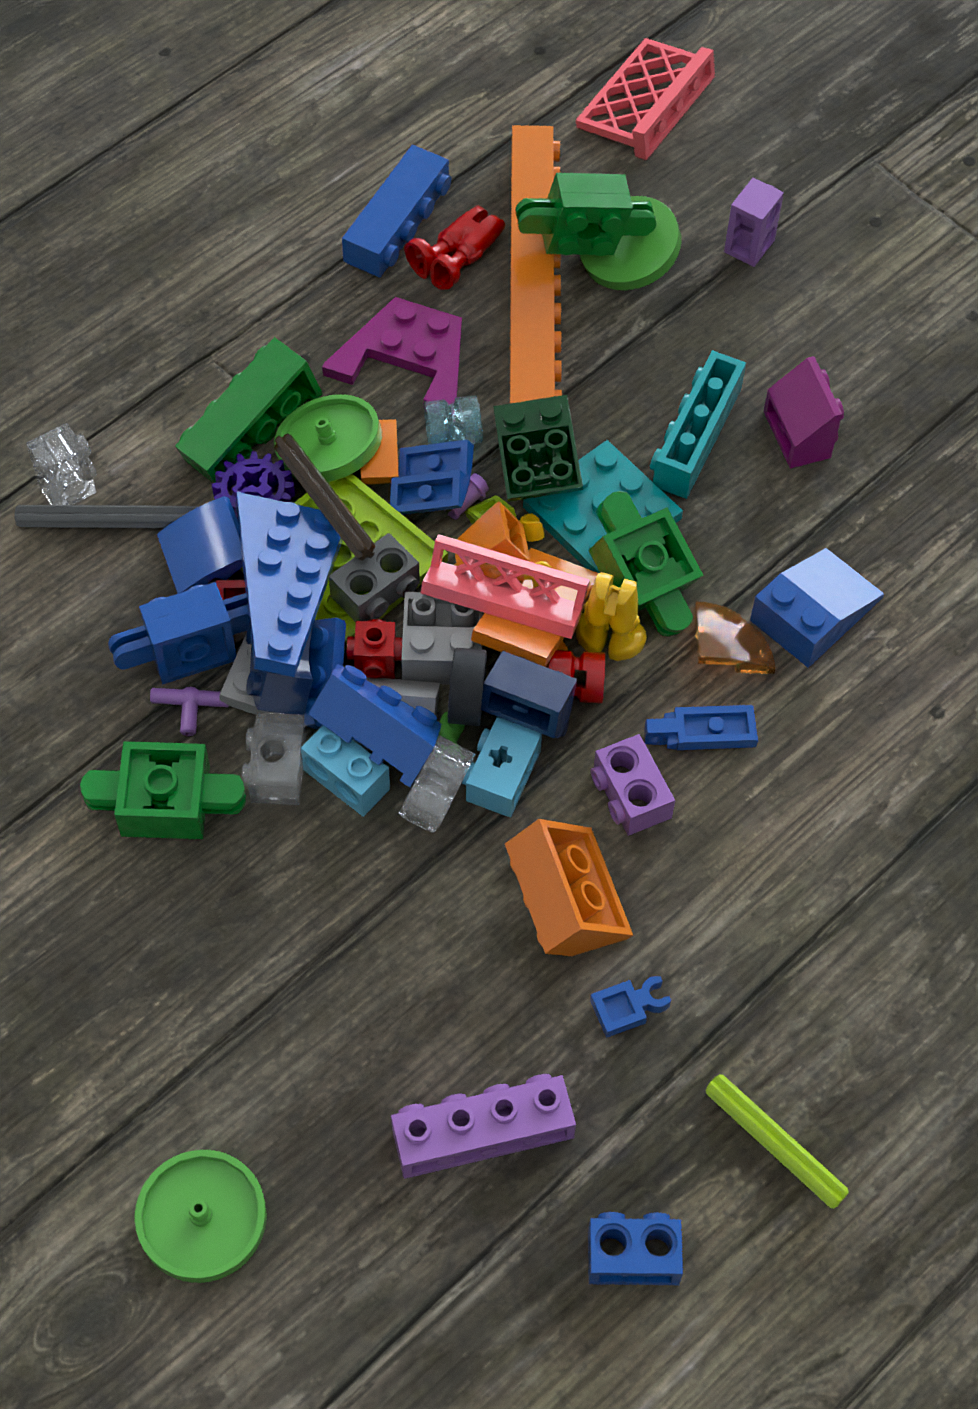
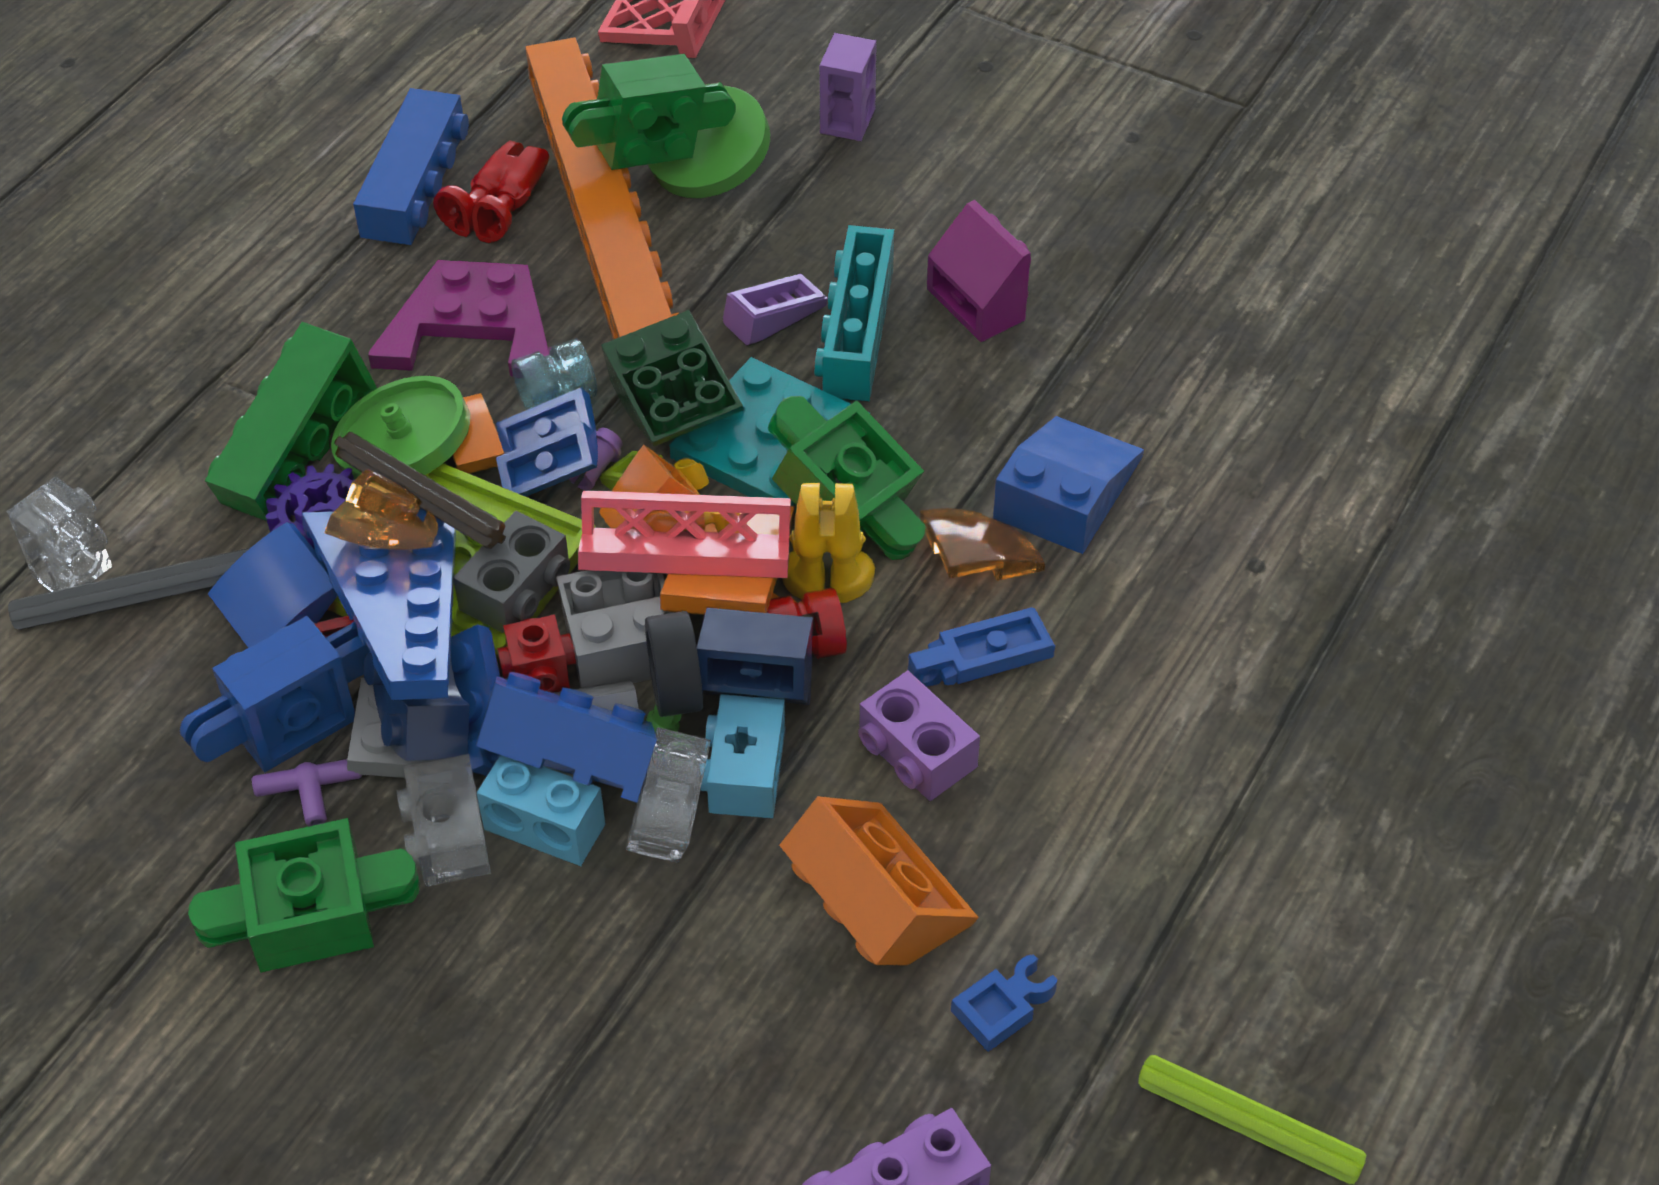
camera: 15 degrees left, 10 degrees down
(290, 514) = (381, 516): none -> clear orange brick
(619, 410) = (757, 314): none -> medium lavender slope

